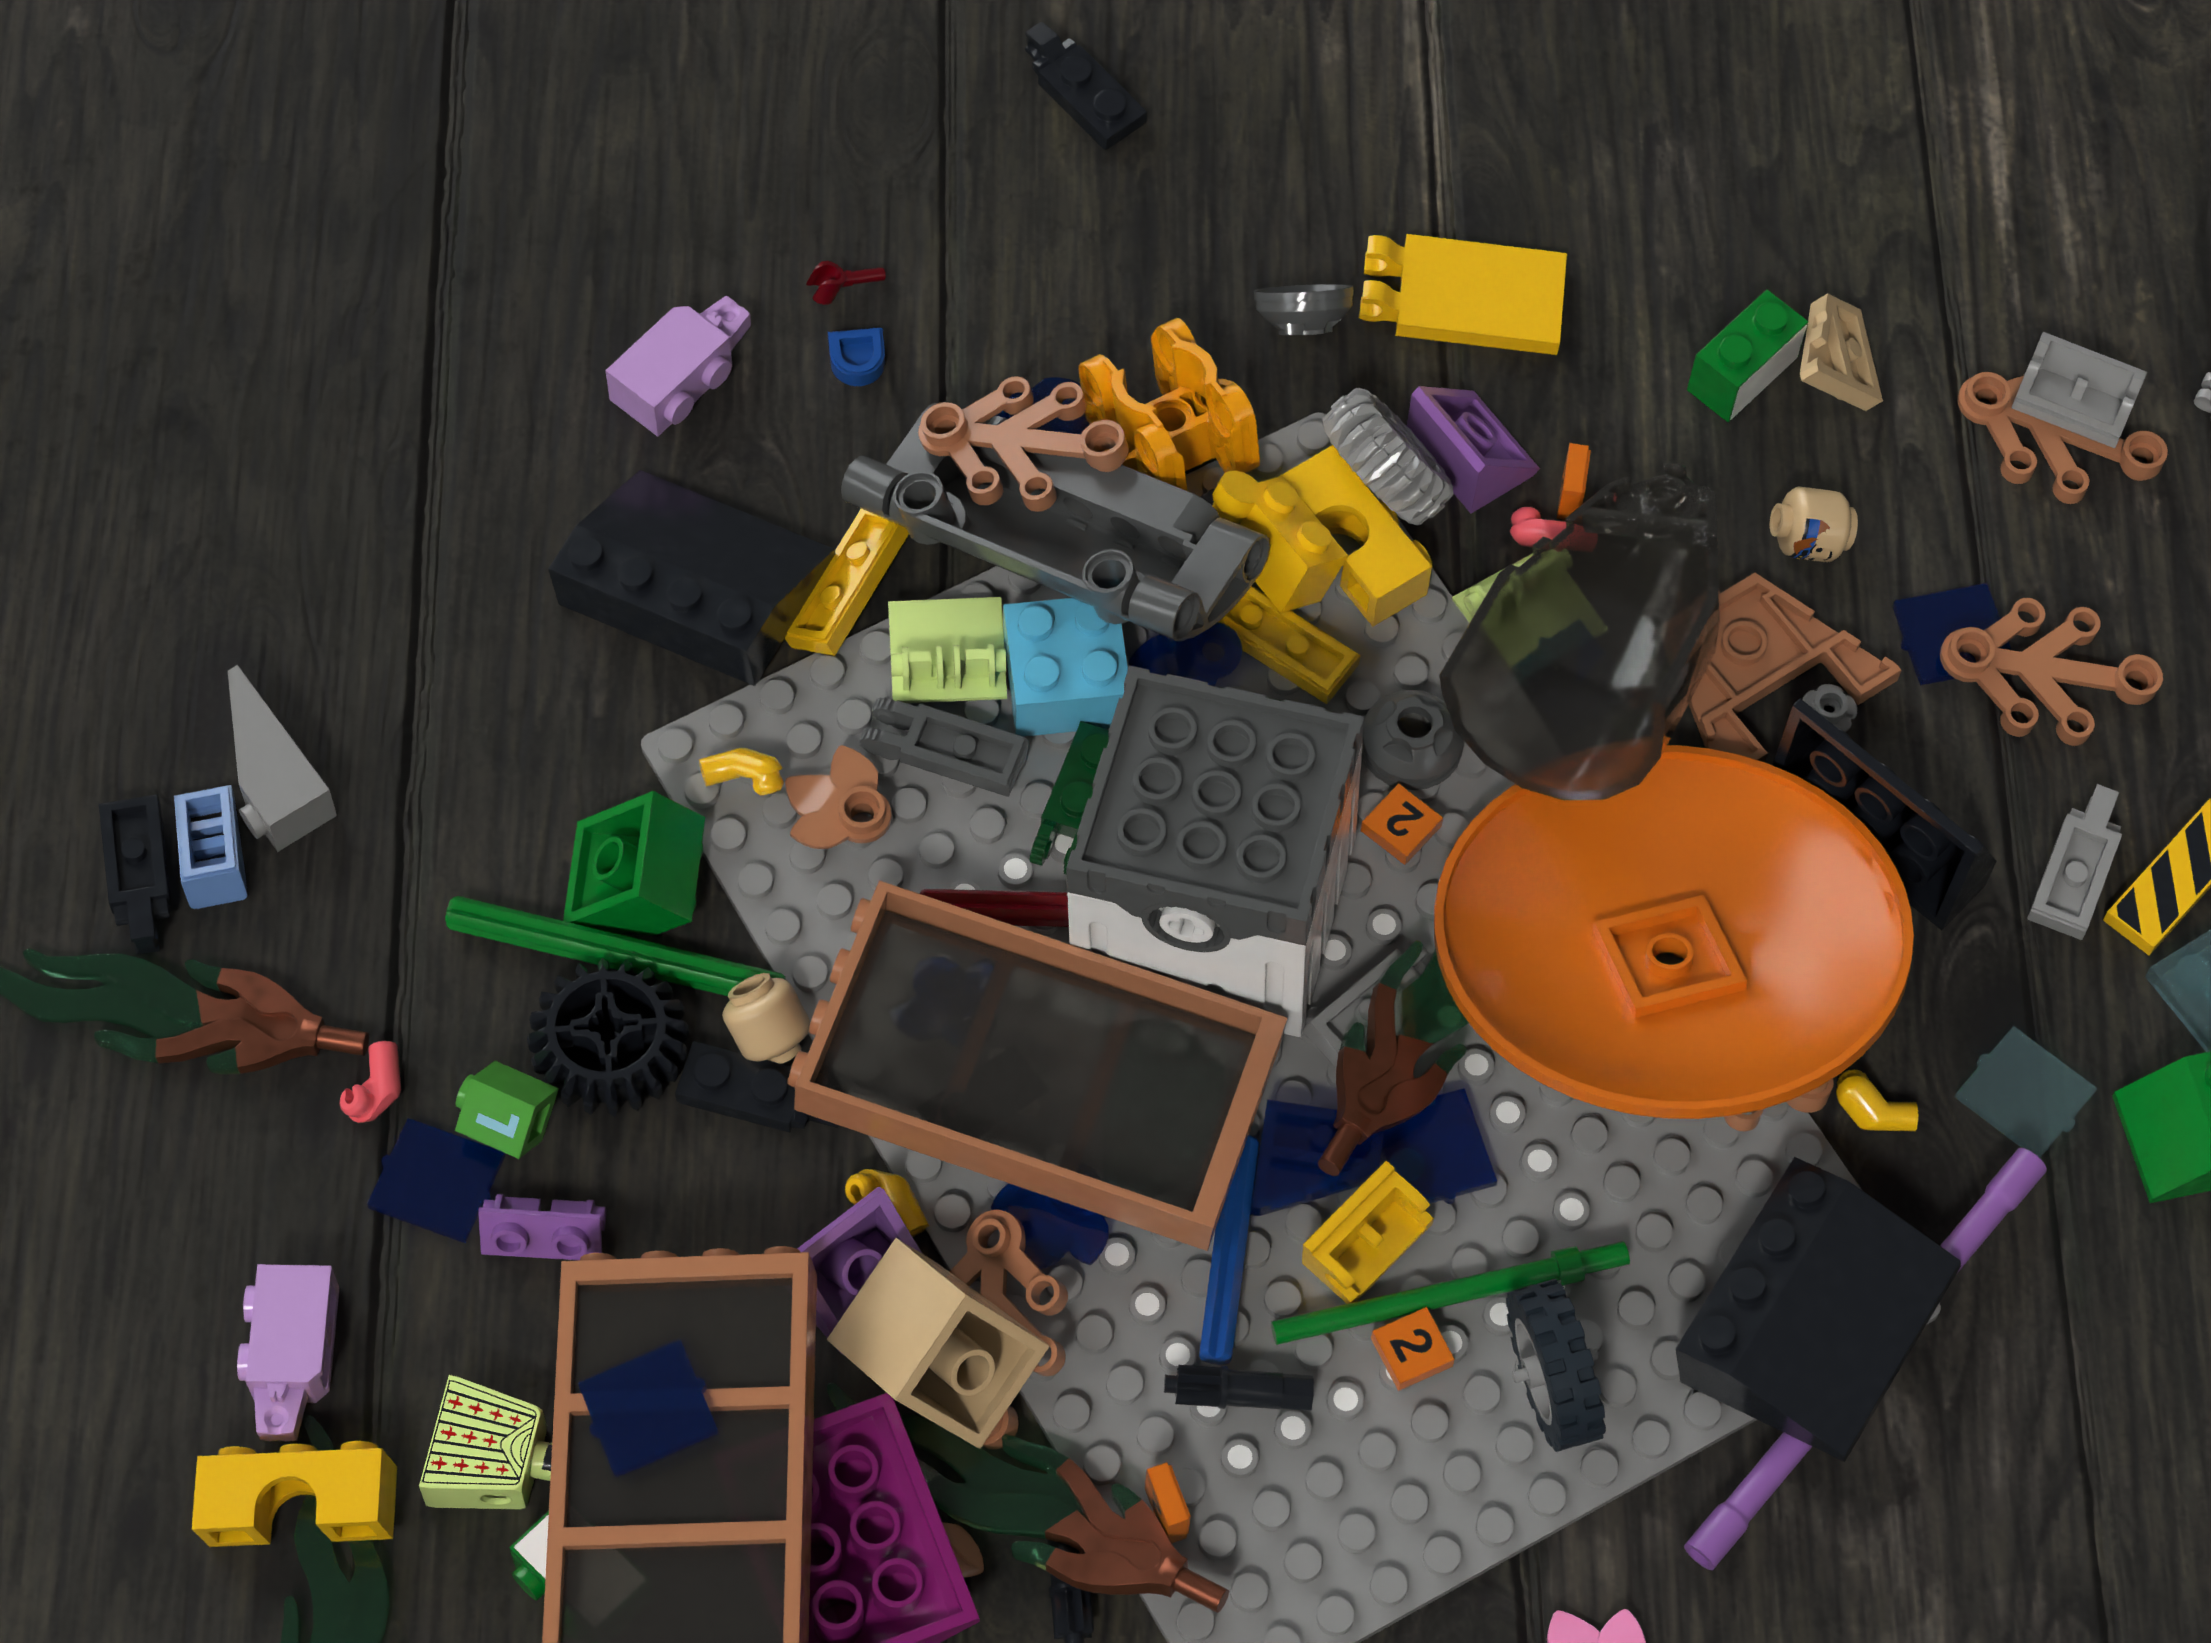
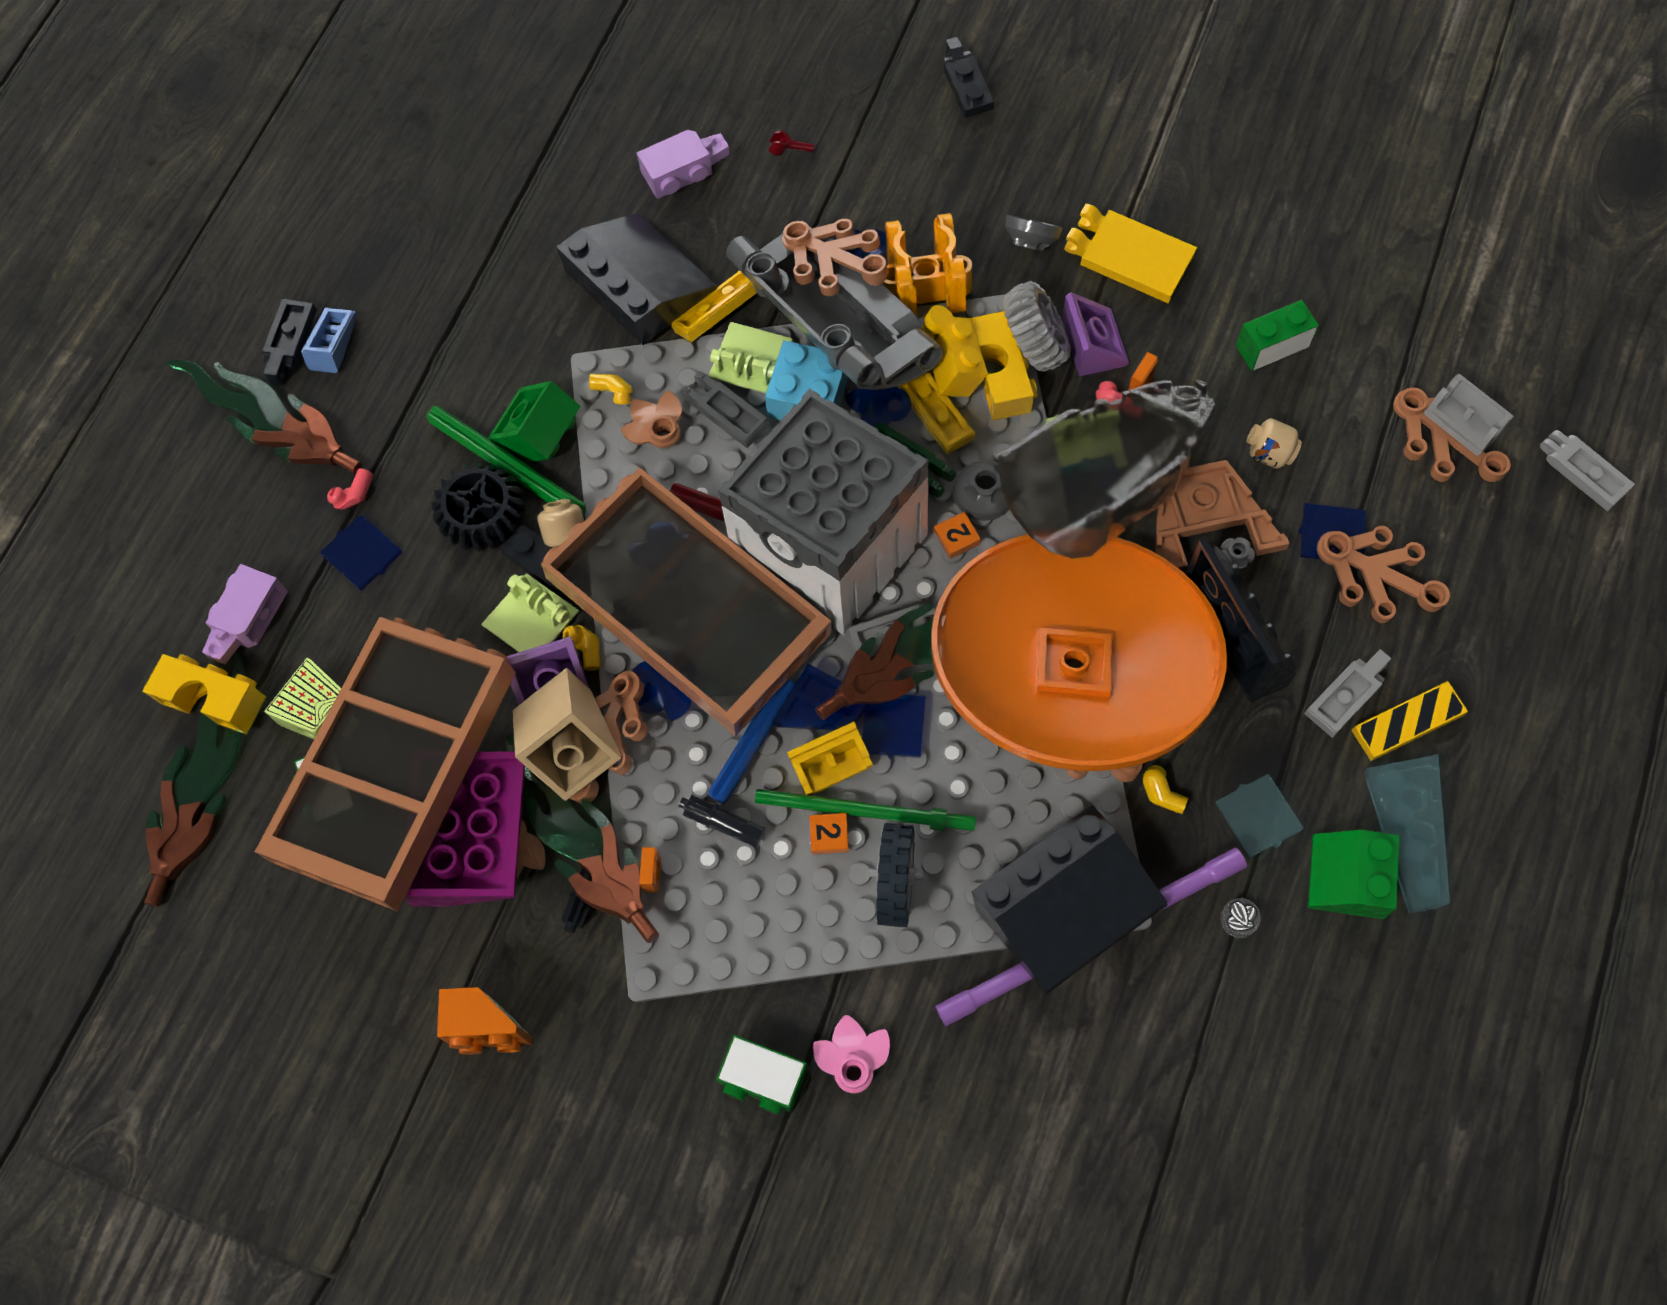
camera: 30 degrees right, 5 degrees up
(275, 778) = (374, 309): light grey slope -> none
(505, 1109) = (406, 526): bright green brick -> none
(521, 1230) = (387, 592): medium lavender hinge -> none
(648, 1408) = (382, 713): clear blue piece -> none
(774, 1185) = (529, 614): none -> yellowish green hinge
(857, 355) = (779, 187): blue tile -> none
(1839, 354) = (1332, 351): tan wing -> none
(2064, 1251) = (1240, 918): none -> tile

